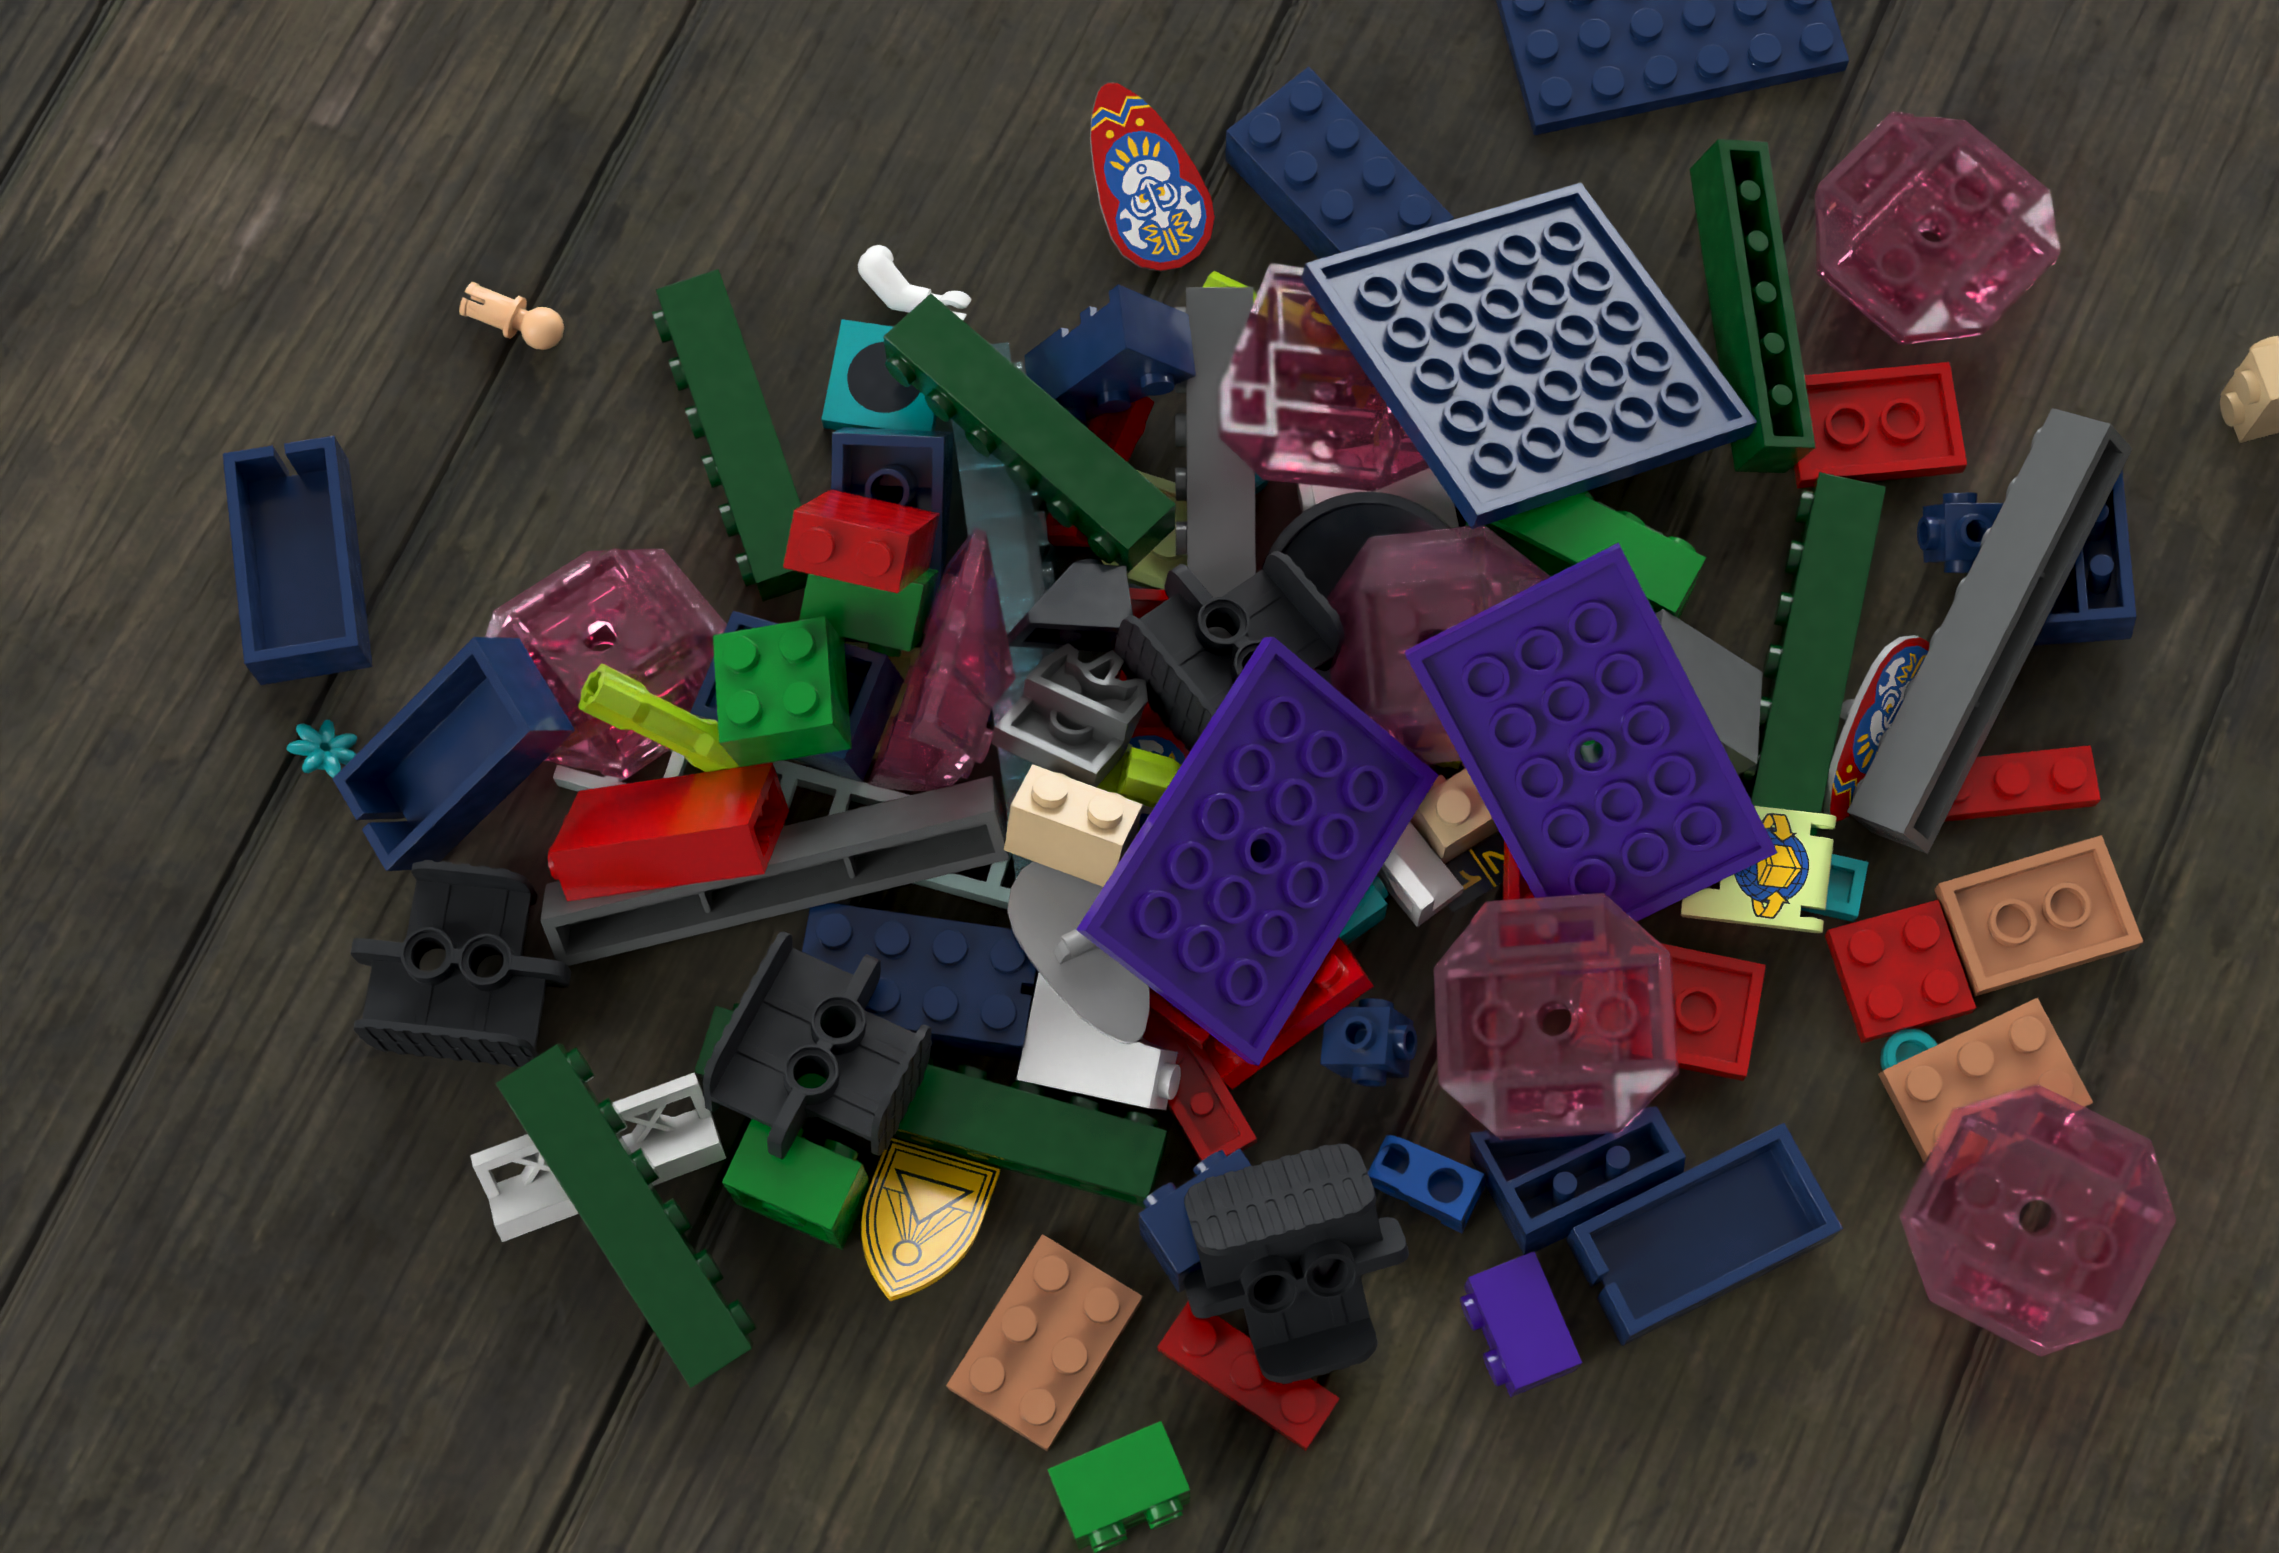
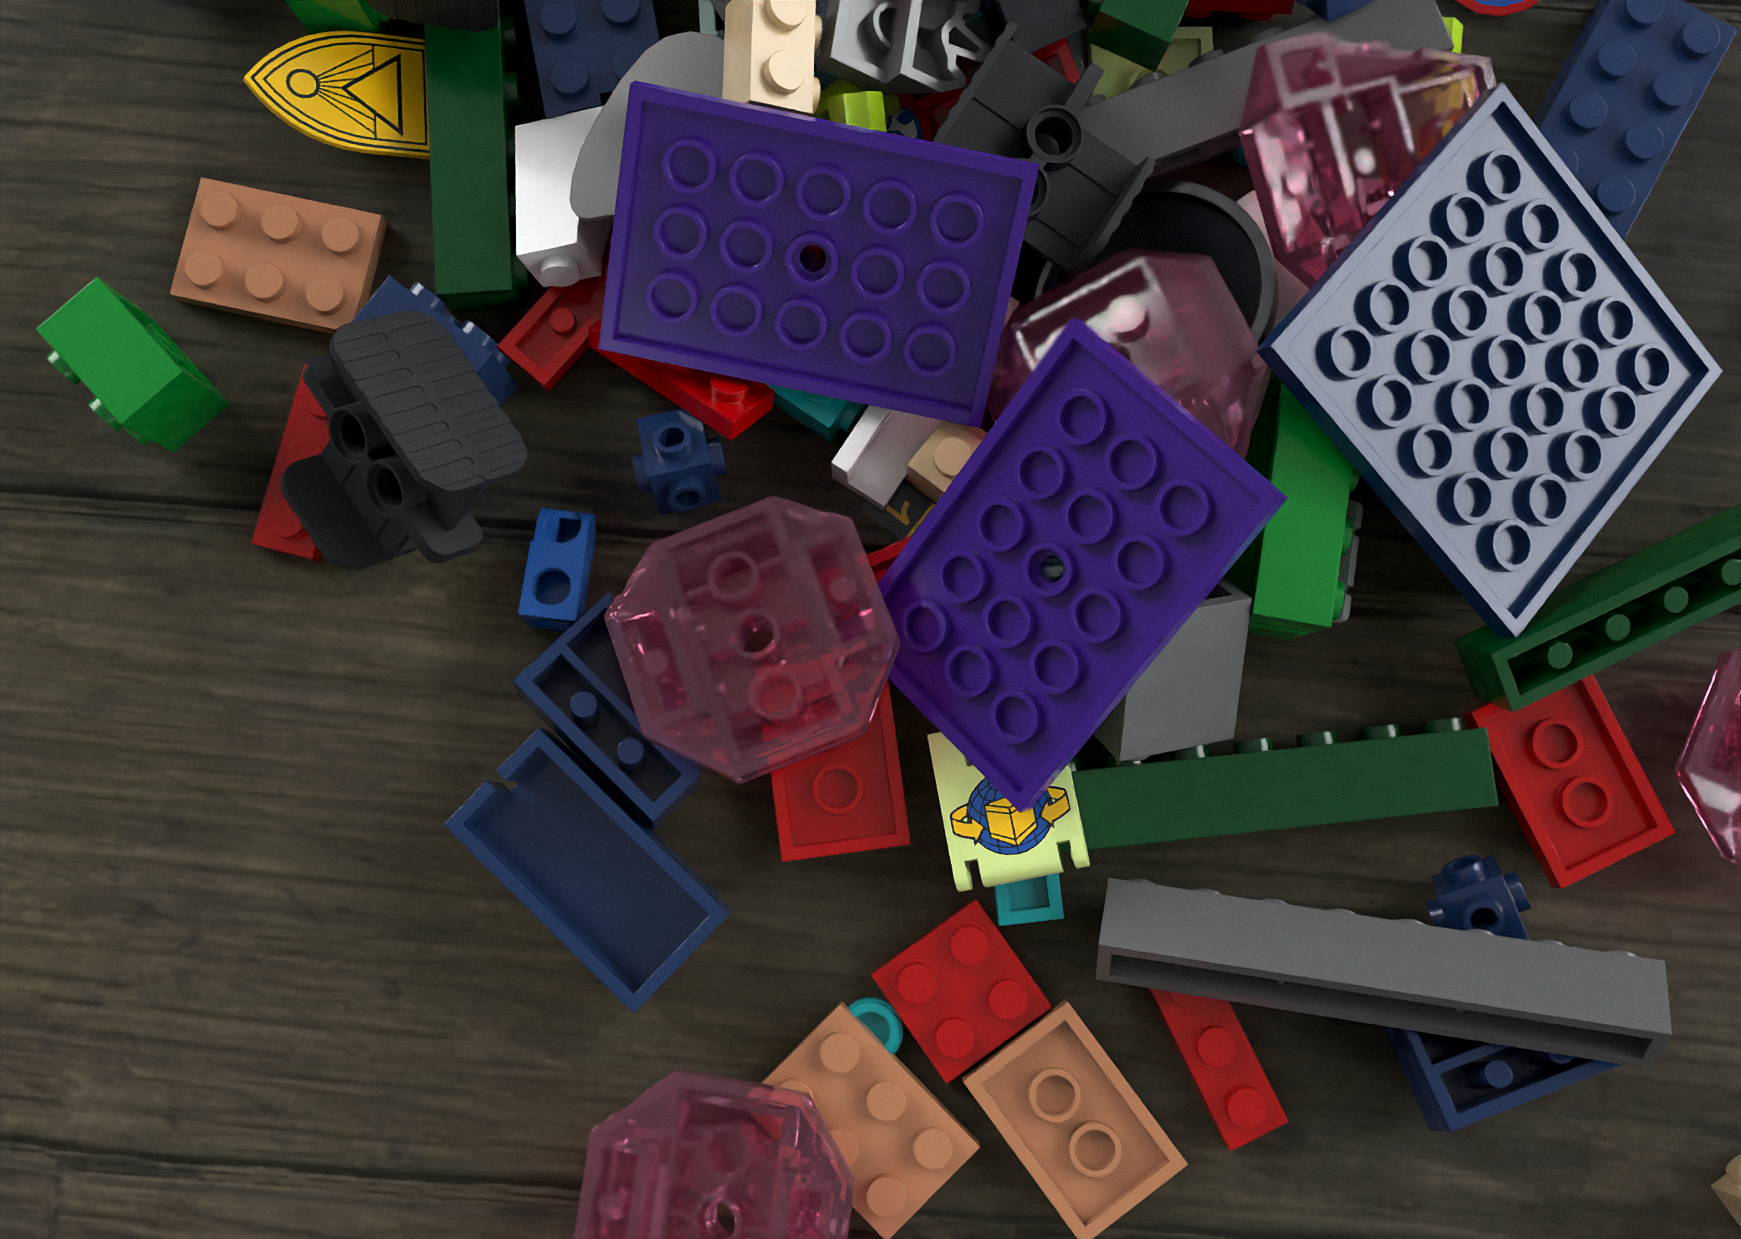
camera: 65 degrees right, 10 degrees up
(1520, 1325) = (440, 713): dark purple brick -> none
(1869, 718) = (1223, 868): shield -> none

